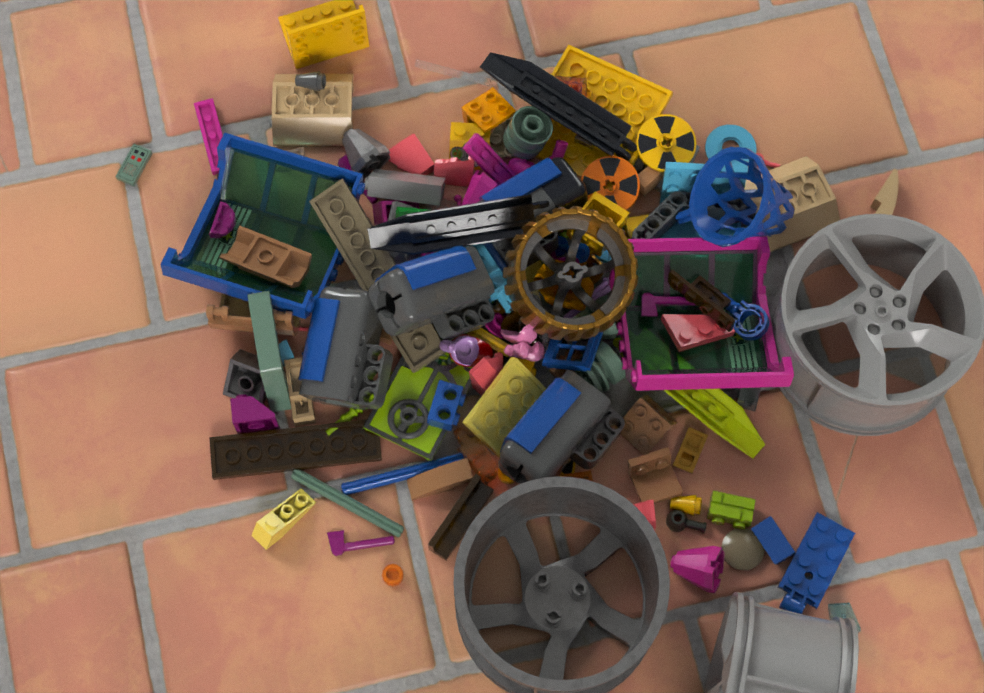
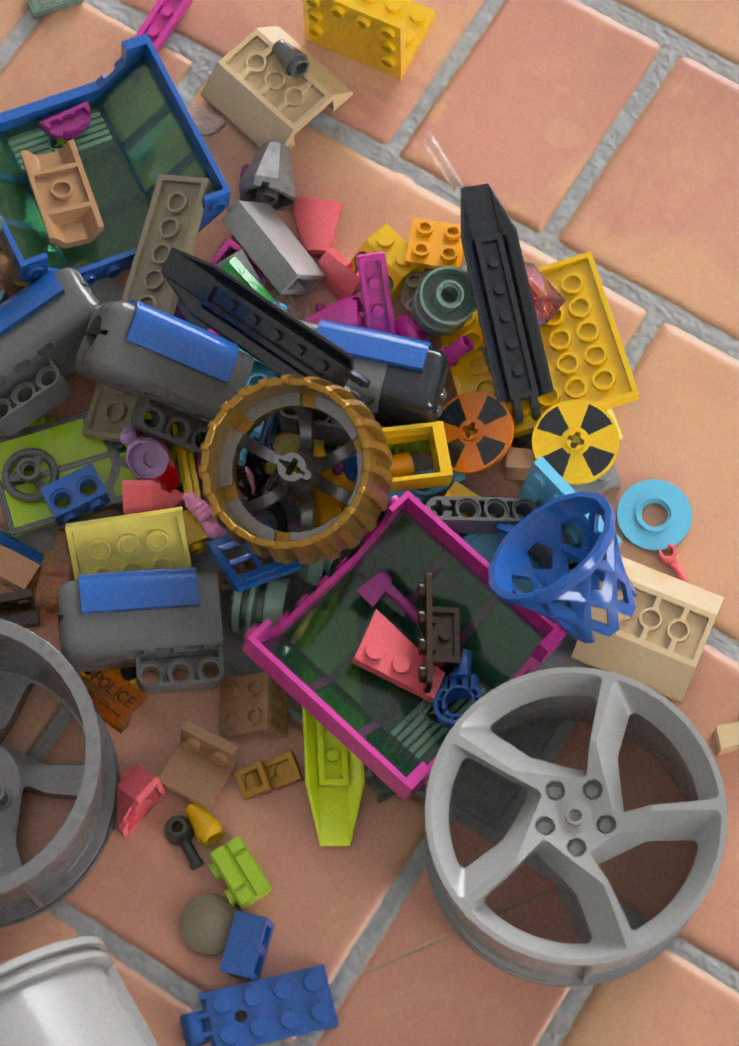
camera: 50 degrees right, 0 degrees up
(700, 566) = (145, 898): dark pink cone -> none

